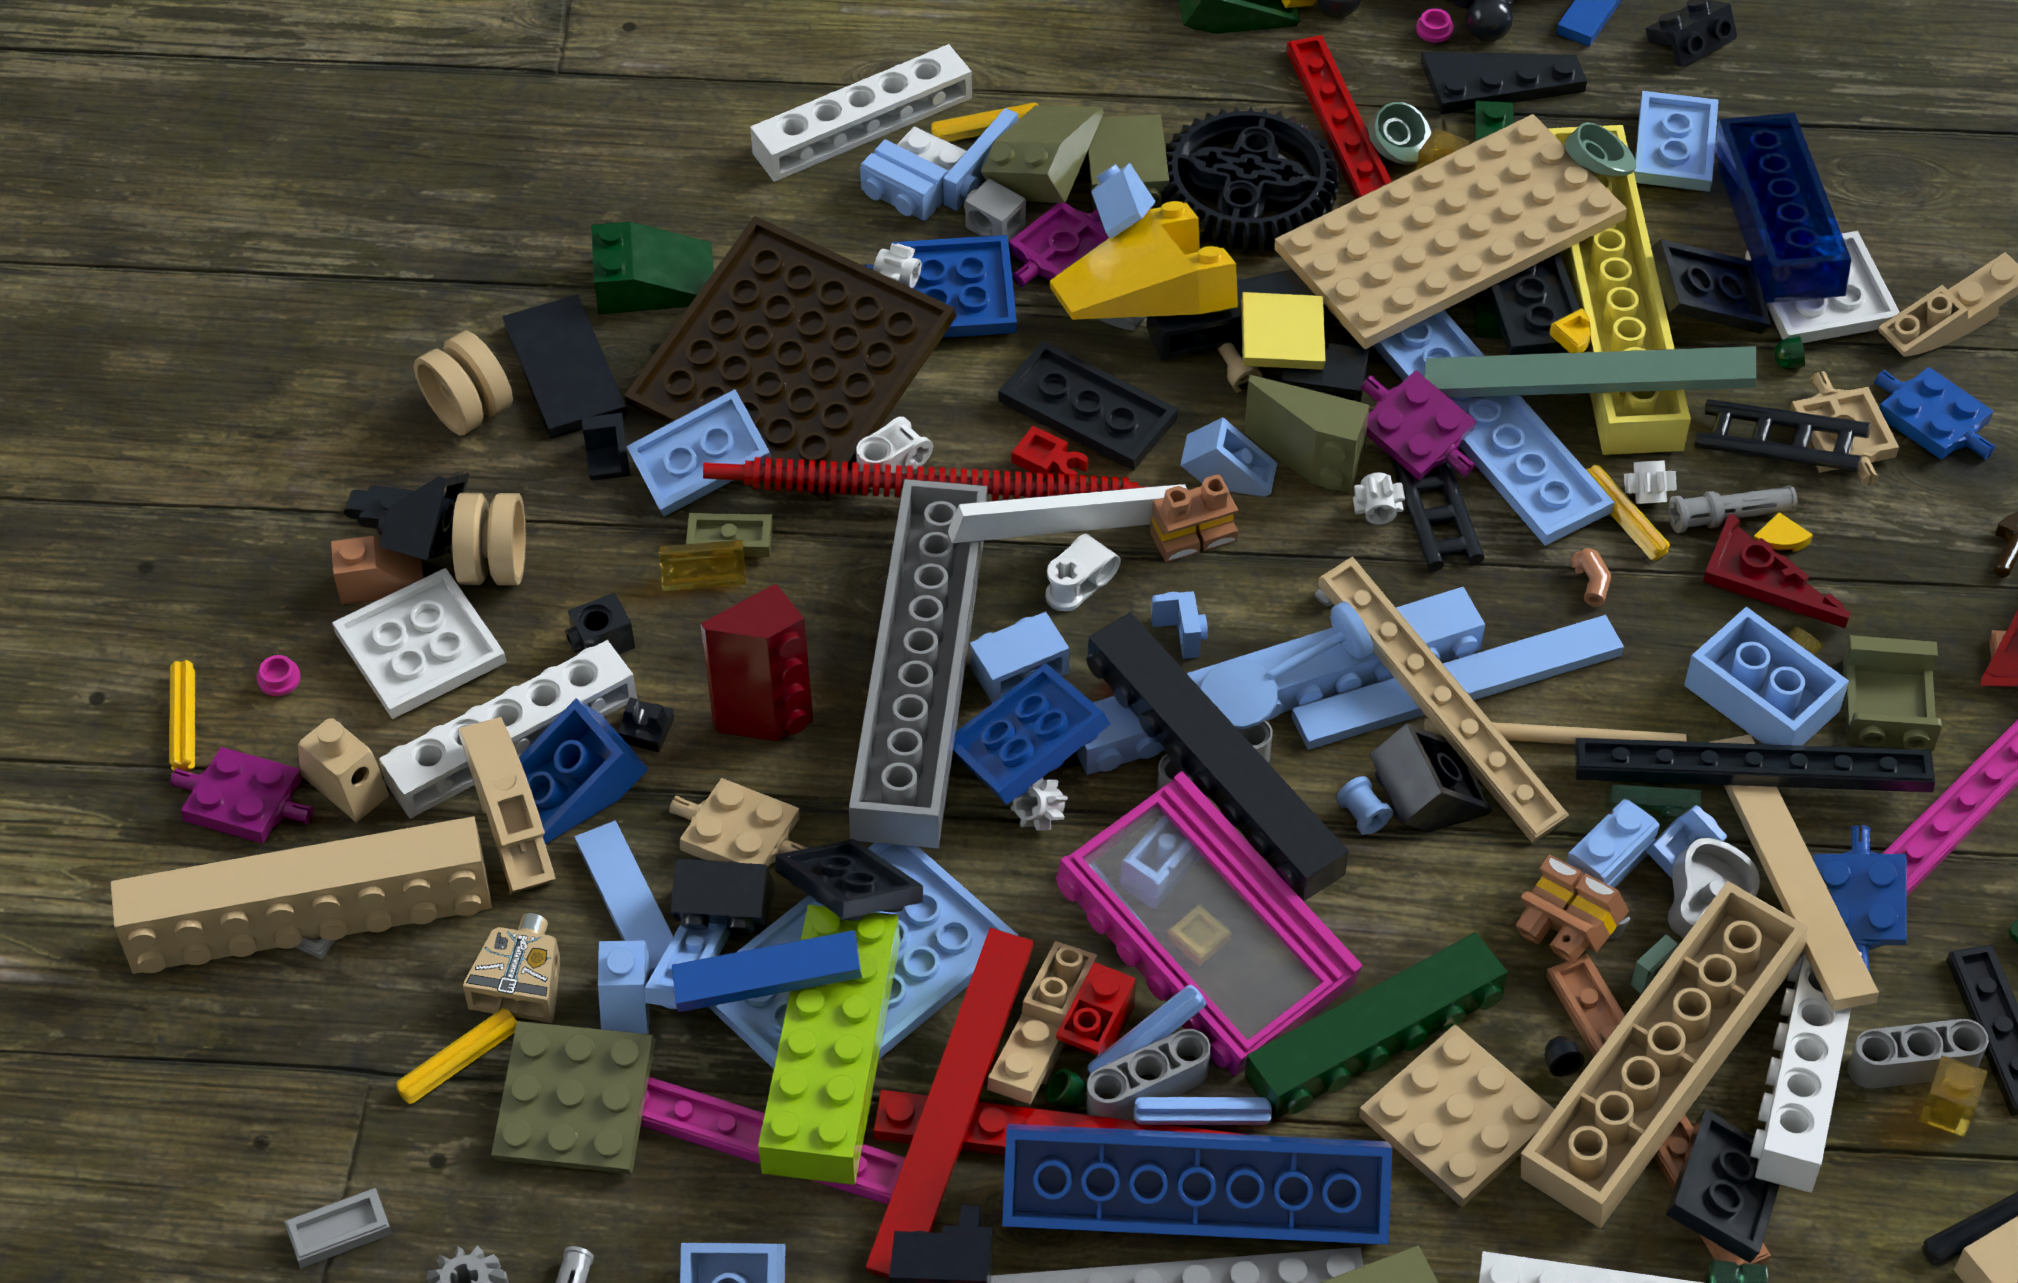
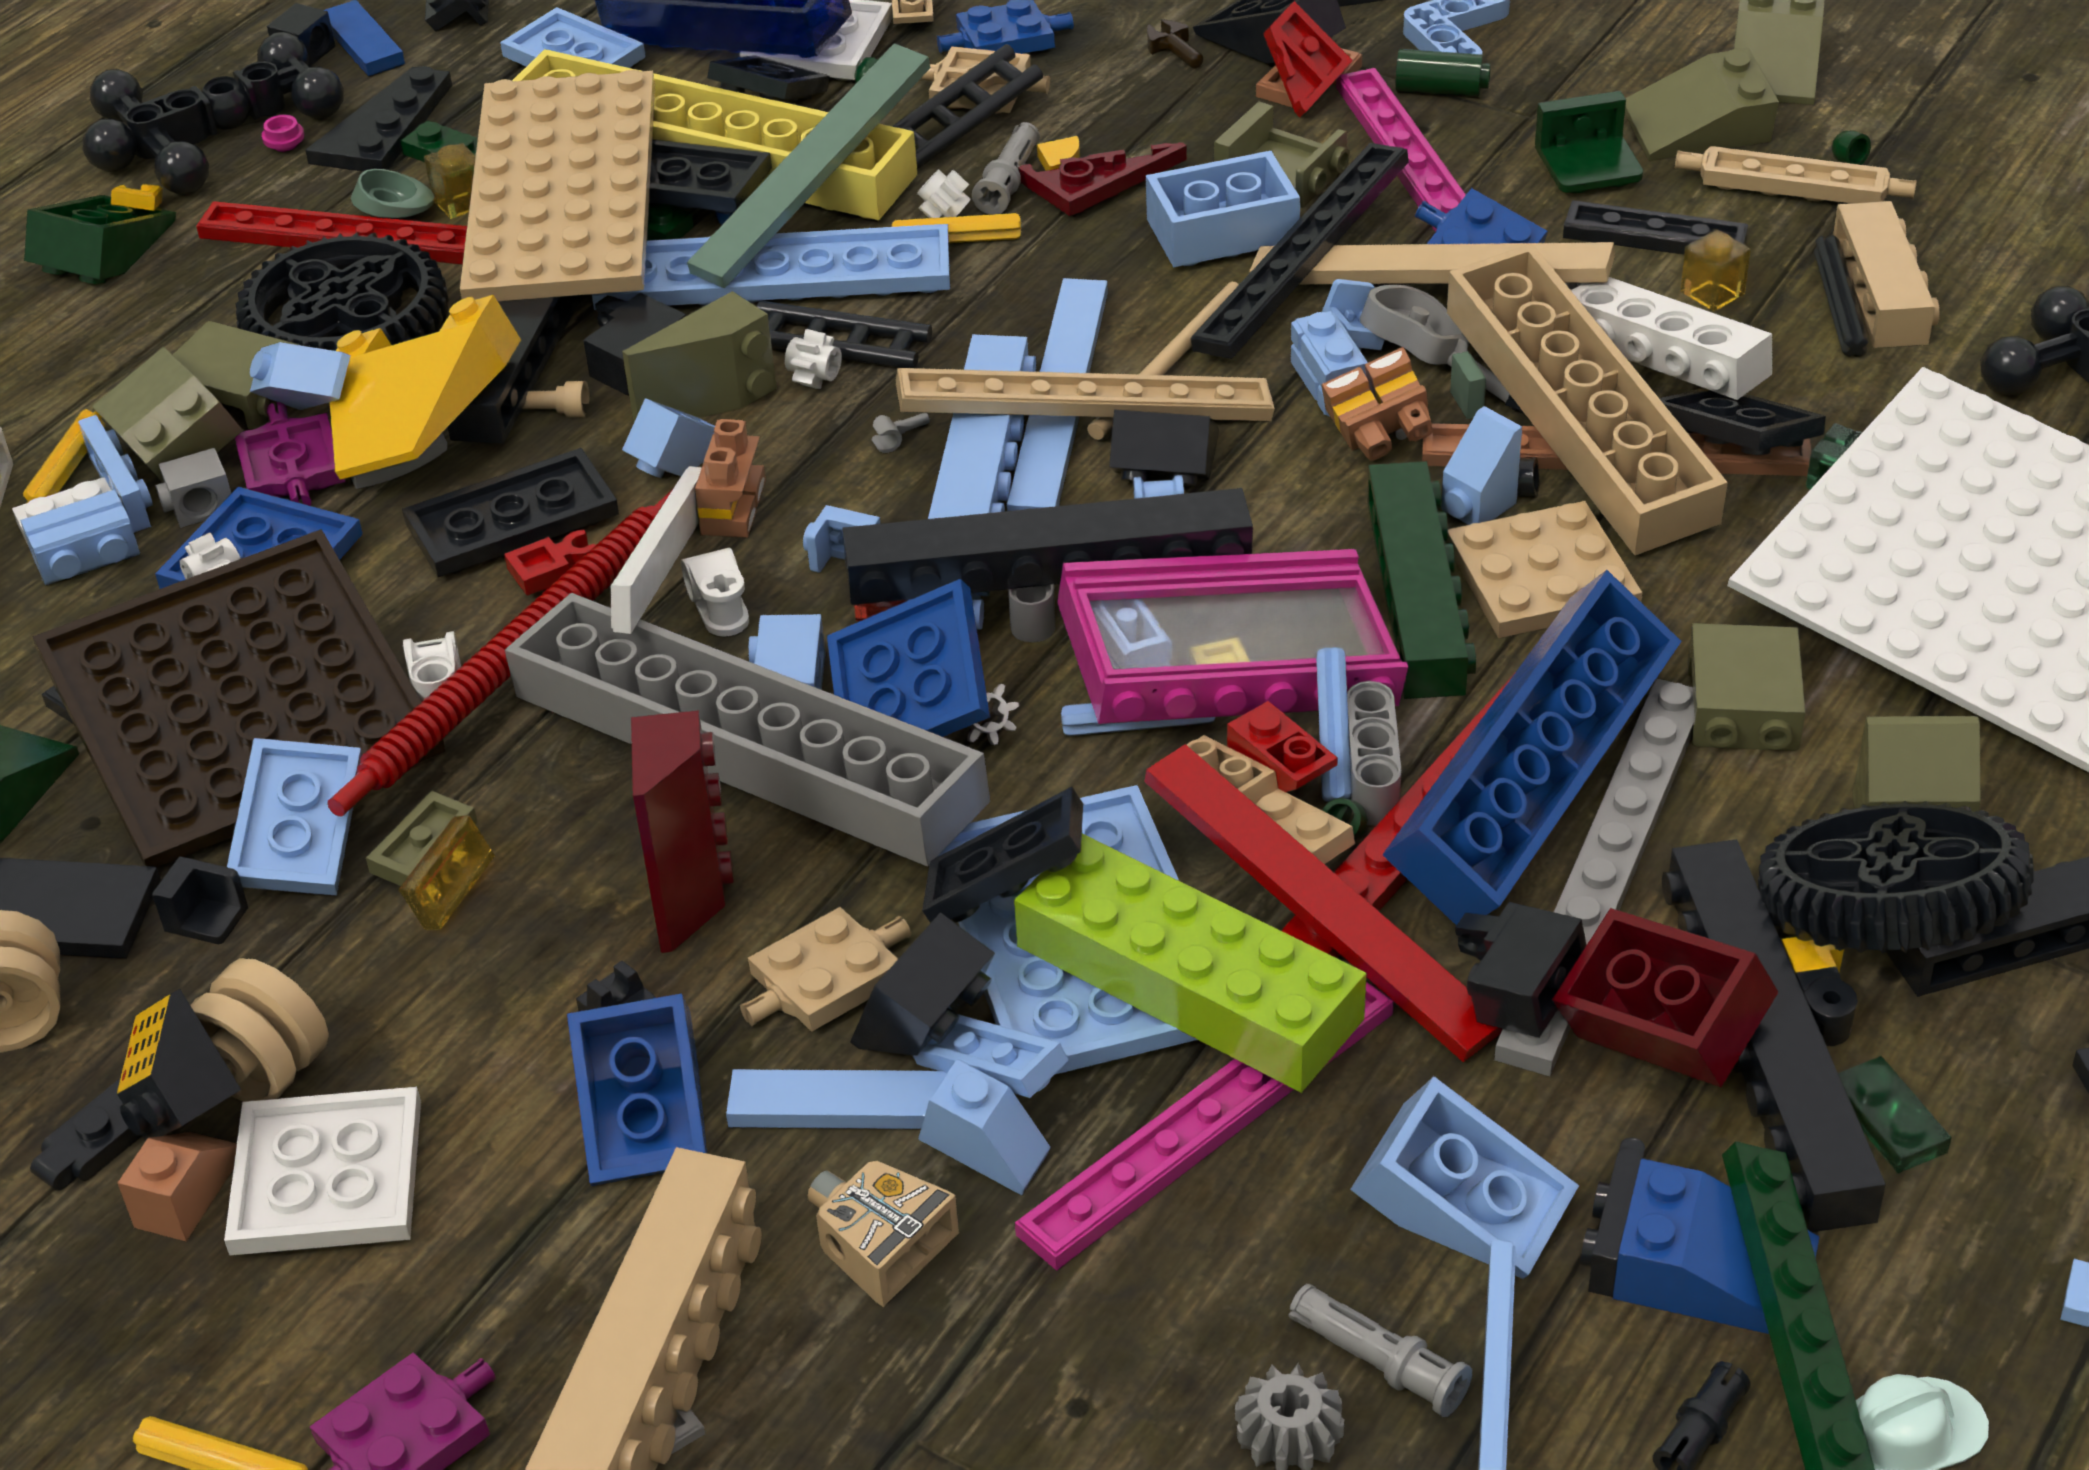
camera: 60 degrees left, 10 degrees down
(278, 675) = (248, 1332): dark pink plate -> none
(329, 761) = (456, 1296): tan torso -> none
(456, 1056) = (950, 1332): yellow axle -> none
(508, 804) = (634, 1130): tan slope -> none
(574, 1097) = (1092, 1229): olive plate -> none
(593, 676) = (525, 1128): white brick -> none
(599, 622) = (457, 990): black brick -> none
(766, 971) = (1087, 954): blue tile -> none
(1202, 1111) = (1437, 728): light blue axle -> none
(1249, 691) = (980, 405): light blue piece -> none
(1283, 331) = (574, 328): light yellow tile -> none
(1418, 425) = (768, 284): magenta plate -> none
(1522, 1019) = (1483, 469): none -> light blue slope
(1572, 331) = (757, 156): yellow tile -> none
(1599, 151) = (571, 62): sand green hat -> none
(1599, 576) = (1013, 269): nougat arm -> none
(1668, 800) = (1278, 333): clear green plate -> none
(1898, 1063) = (1662, 259): light grey beam -> none

